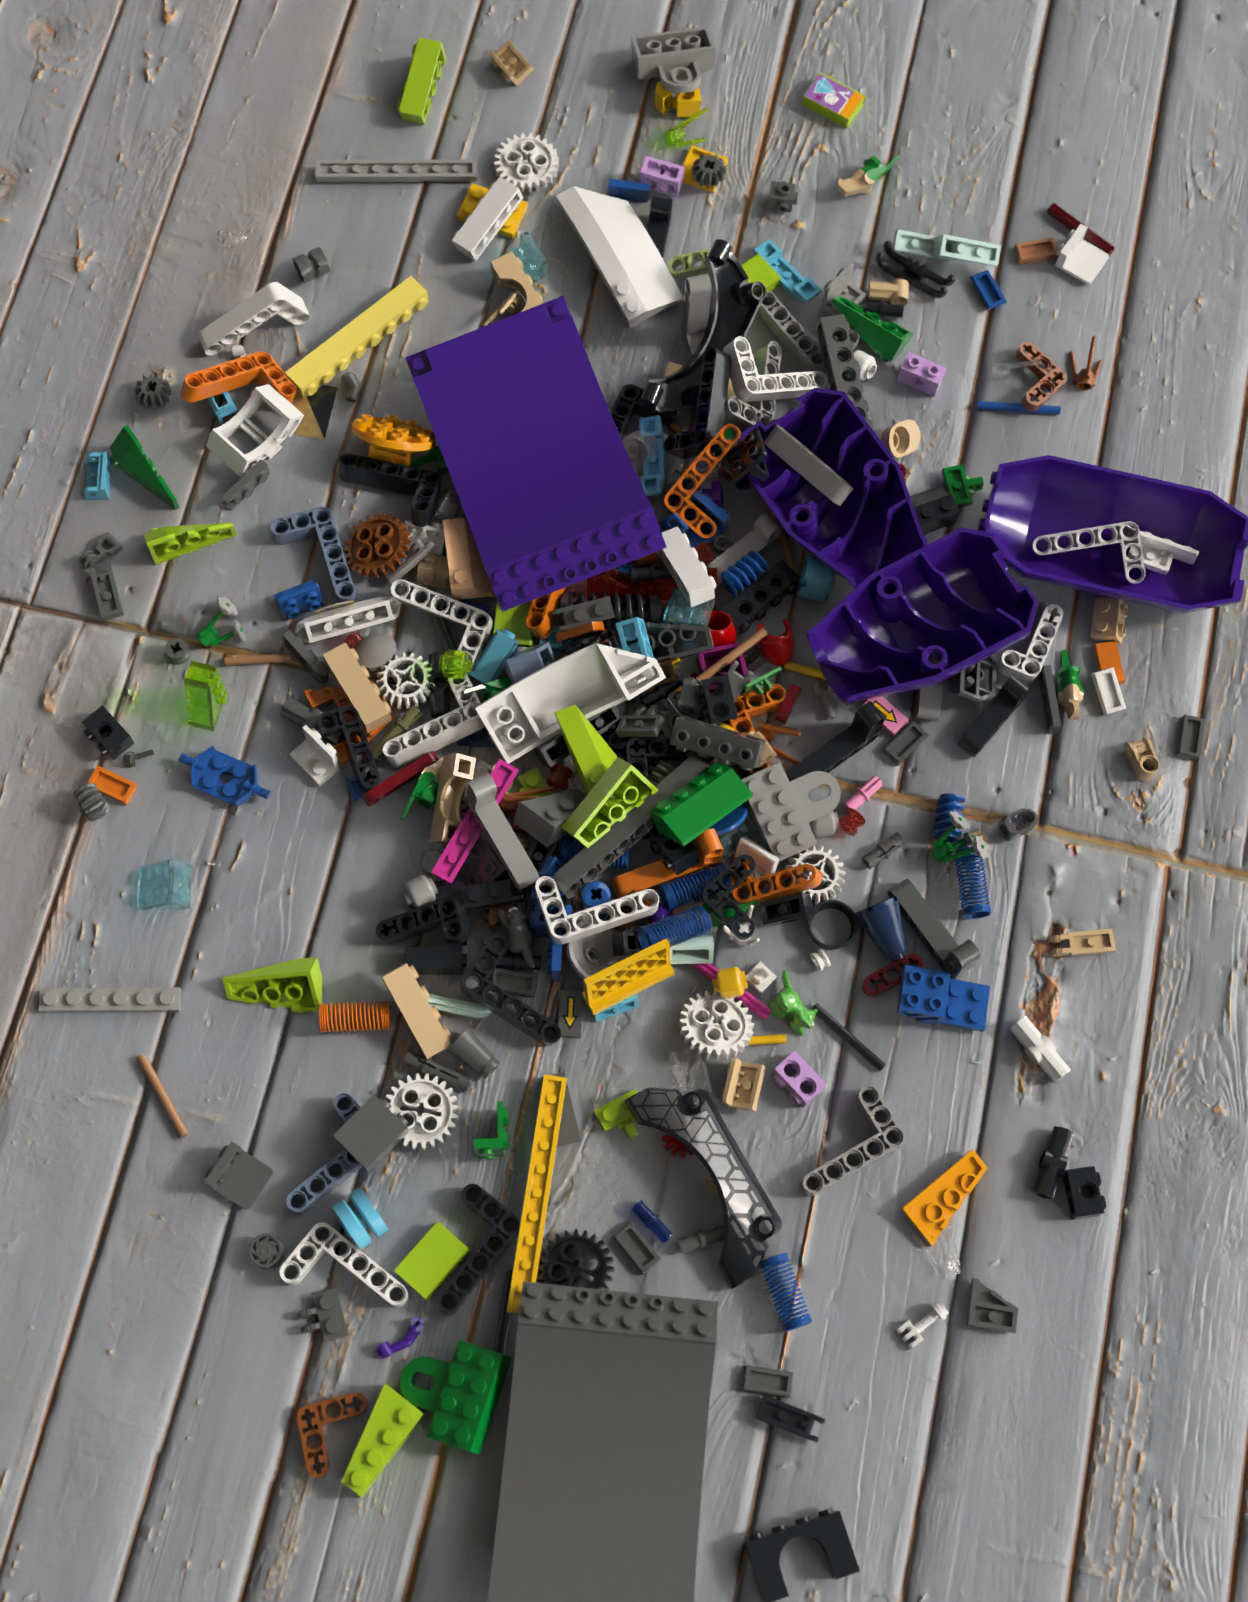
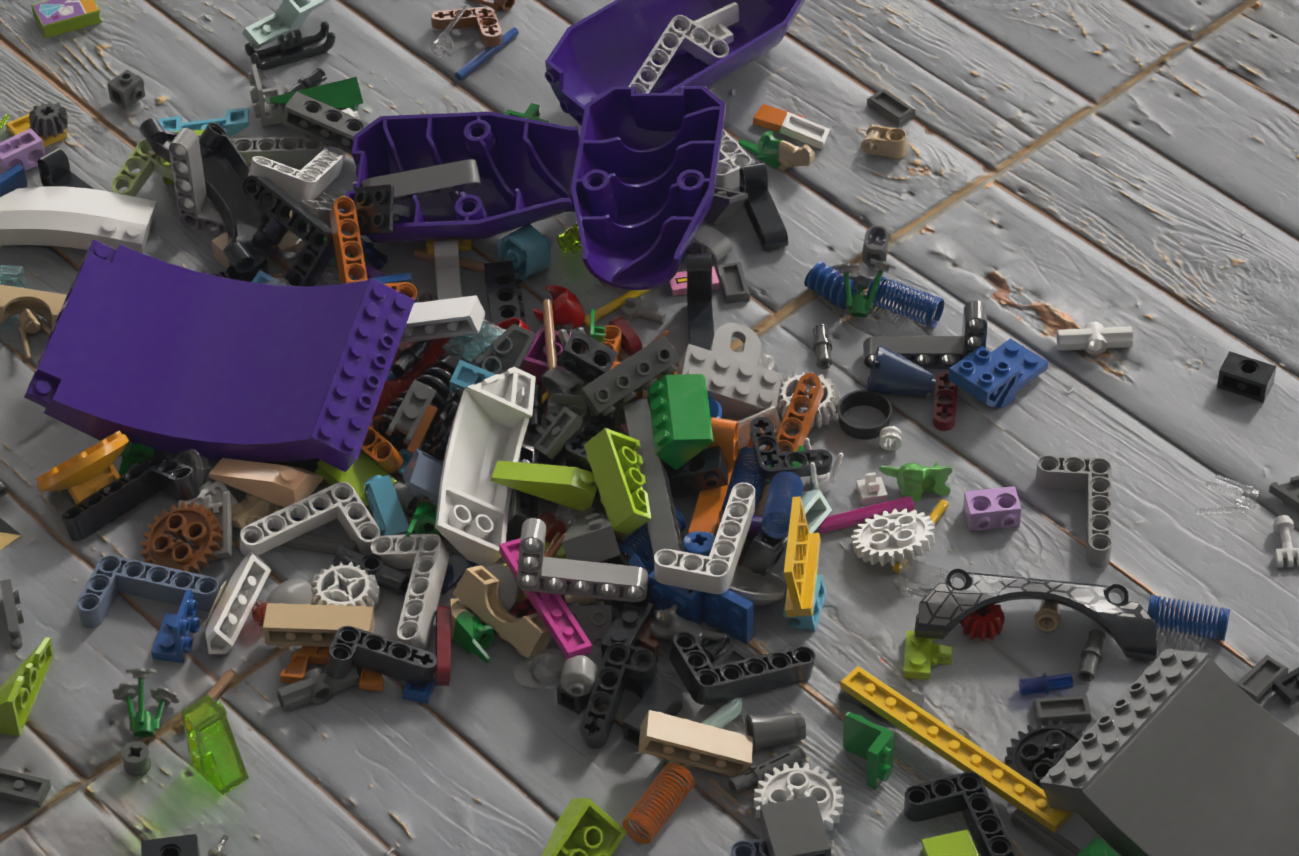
camera: 50 degrees left, 25 degrees down
(212, 764) = (328, 774): blue plate -> none
(306, 657) = (244, 658): dark grey hinge -> none
(316, 757) = (357, 696): white bracket -> none
(401, 726) = (386, 618): olive pin -> none
(455, 664) = (370, 533): clear neon green head -> none
(570, 1013) = (785, 637): dark grey tile -> none
(730, 982) = (863, 501): yellow head -> none
(743, 571) = (474, 281): blue piece -> none
(743, 1085) = (968, 549): tan bracket -> none
(786, 909) = (827, 425): black brick -> none
(847, 1036) = (984, 458): black bar -> none
(851, 821) = (778, 349): clear red wheel -> none
(862, 794) = (760, 330): bright pink axle -> none
(865, 177) = (166, 29): animal -> none
(894, 292) = (295, 68): tan piece -> none
(921, 374) = (395, 91): lavender brick -> none
(944, 1196) = (1178, 470): light orange wing -> none
(988, 289) = (356, 14): blue tile -> none
(1049, 699) = (783, 170): dark grey tile -> none
(1053, 1162) = (1204, 382): black piece -> none
(1084, 943) = (1020, 263): tan hinge -> none
(1109, 619) = (739, 98): tan bracket -> none

